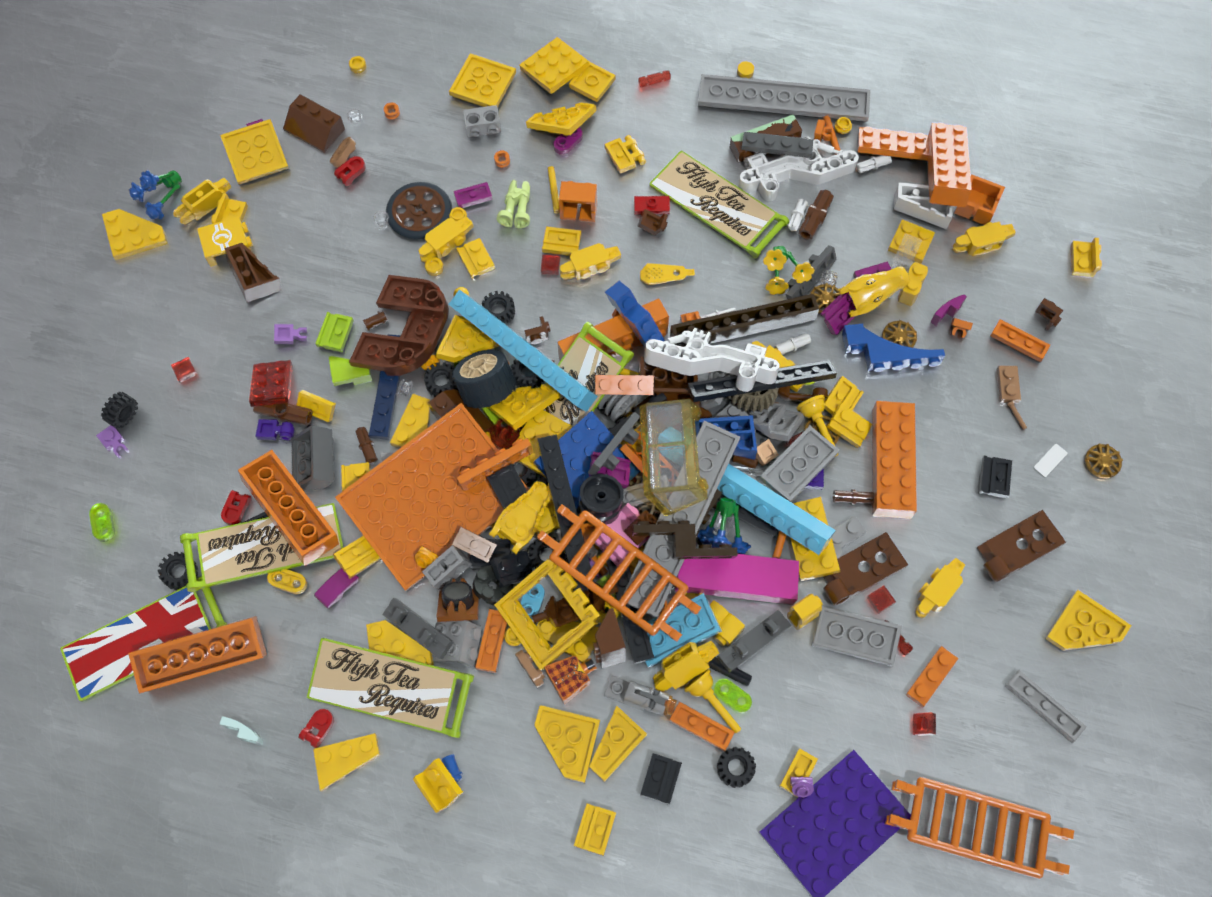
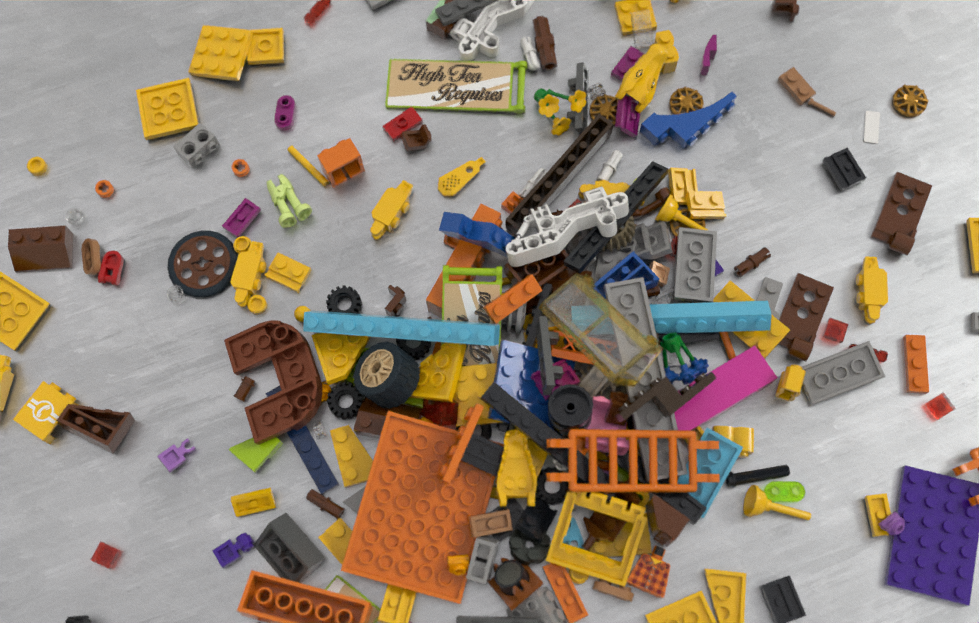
camera: 35 degrees left, 5 degrees up
(229, 209) = (26, 381): yellow bracket -> none
(270, 383) = (198, 511): clear red plate -> none
(292, 413) = (216, 532): reddish brown piece -> none
(334, 332) = (216, 424): lime plate -> none
(550, 264) = (357, 234): clear red plate -> none
(561, 119) = (268, 98): yellow plate -> none
(561, 241) = (351, 207): yellow plate -> none
(621, 157) = (342, 97): yellow plate -> none
(640, 696) = (717, 547): light grey plate -> none
(684, 665) = (733, 497): yellow hinge -> none
(702, 726) = (781, 534): orange plate -> none
(729, 778) = (843, 543): black tyre -> none
(753, 641) = (768, 436): dark grey hinge -> none
(894, 460) = (760, 209): orange brick -> none
(961, 324) = (726, 61): orange tile -> none
(1020, 340) = (779, 44): orange plate -> none

